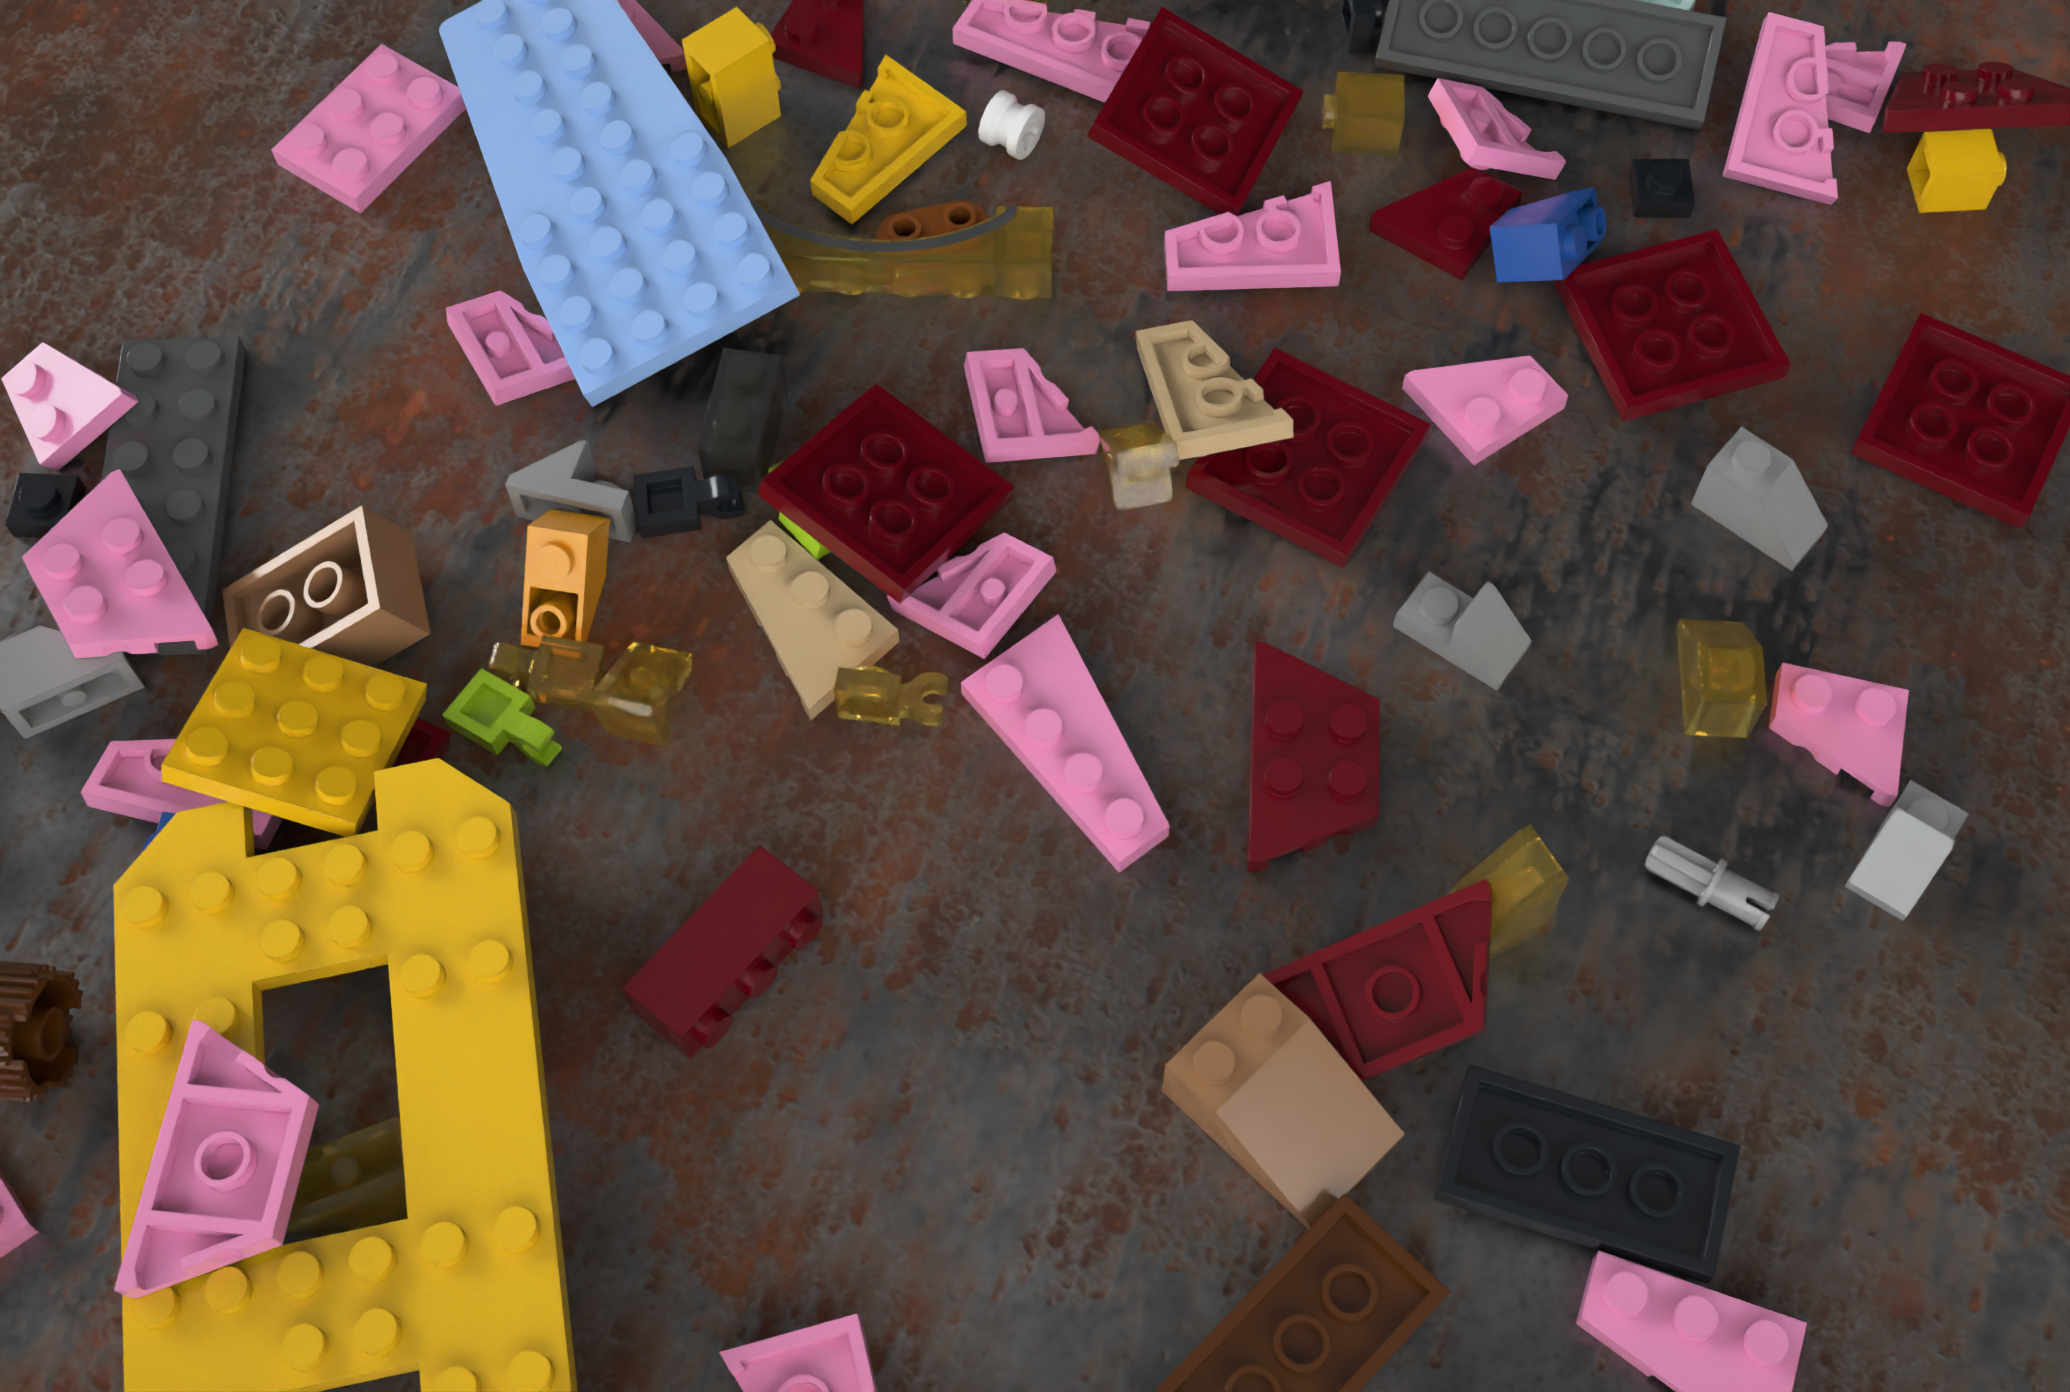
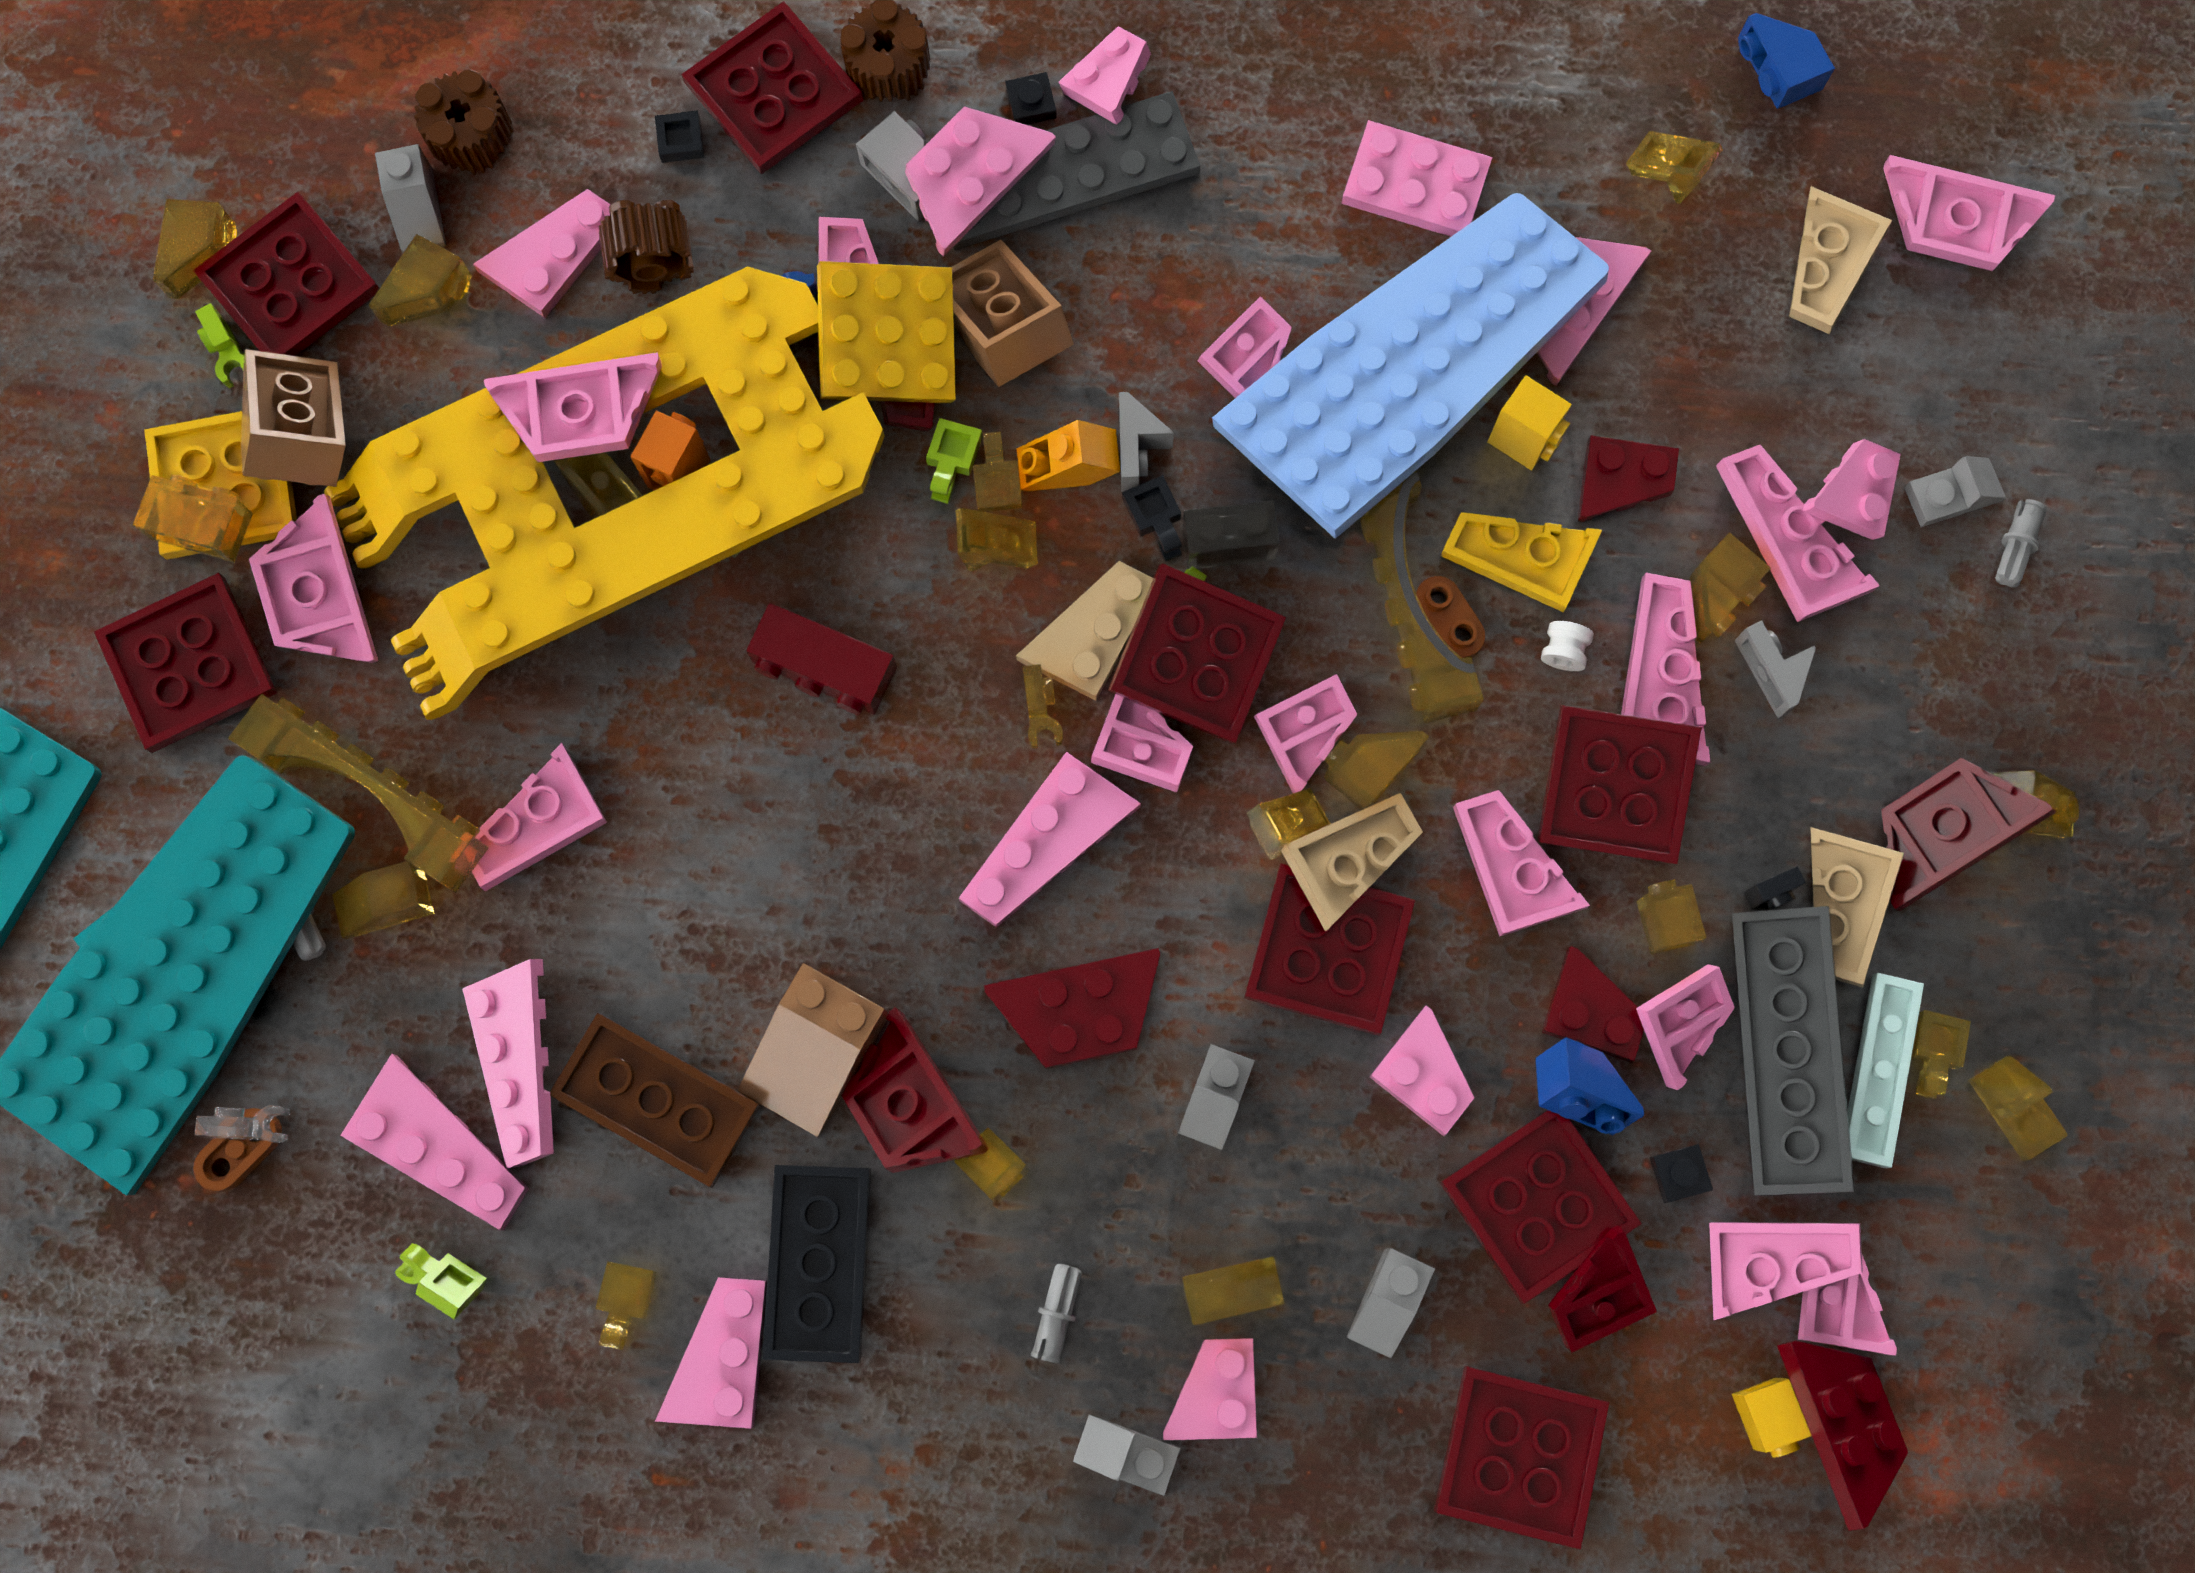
camera: 75 degrees right, 15 degrees up
(344, 1065) = (669, 450): none -> orange brick
(1094, 351) = (1371, 764): none -> clear yellow slope
(1792, 286) = (1602, 1294): none -> dark red wing

